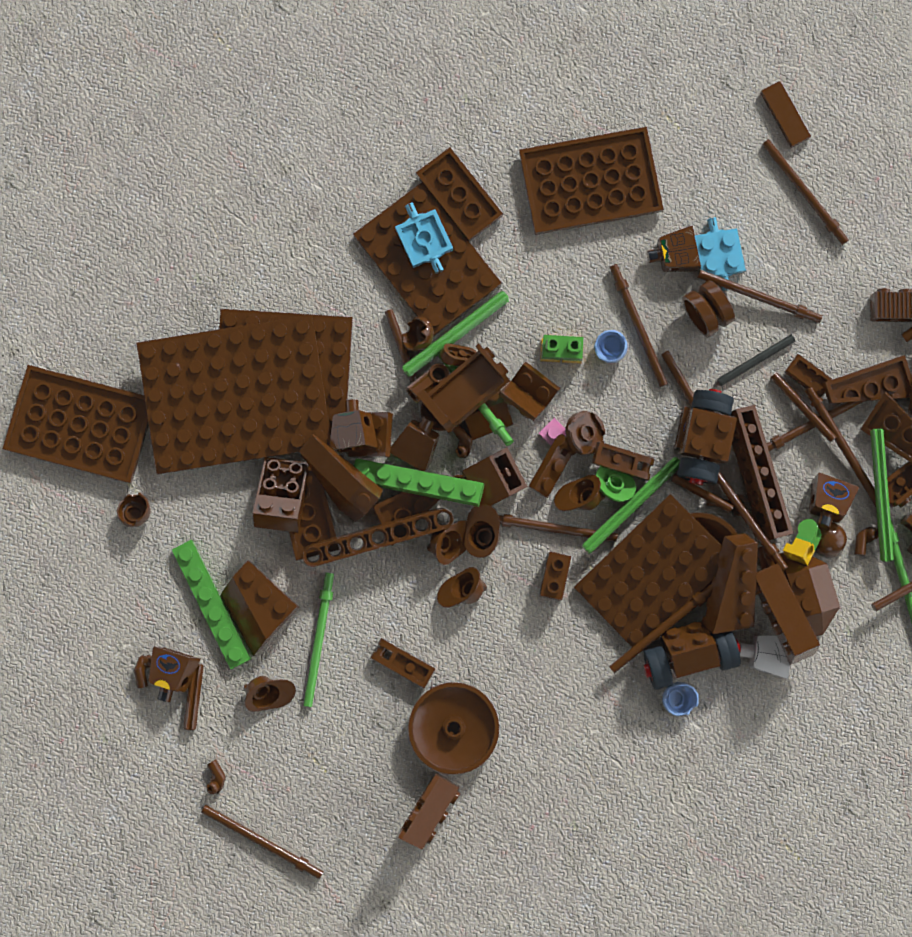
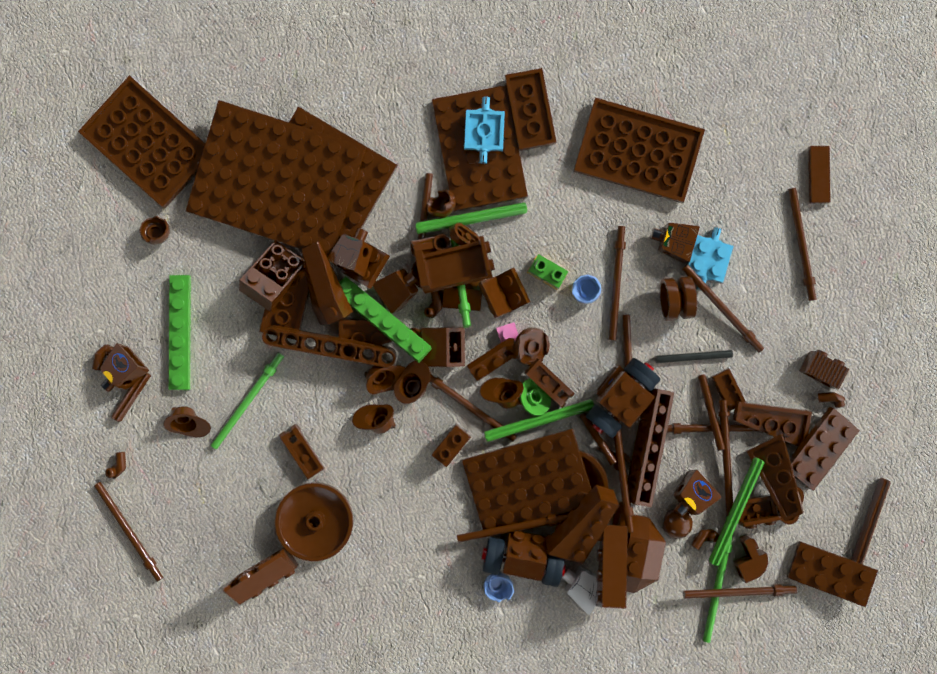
camera: 25 degrees right, 5 degrees up
(257, 605) = (214, 350): reddish brown wedge -> none
(804, 543) = (657, 518): leg -> none

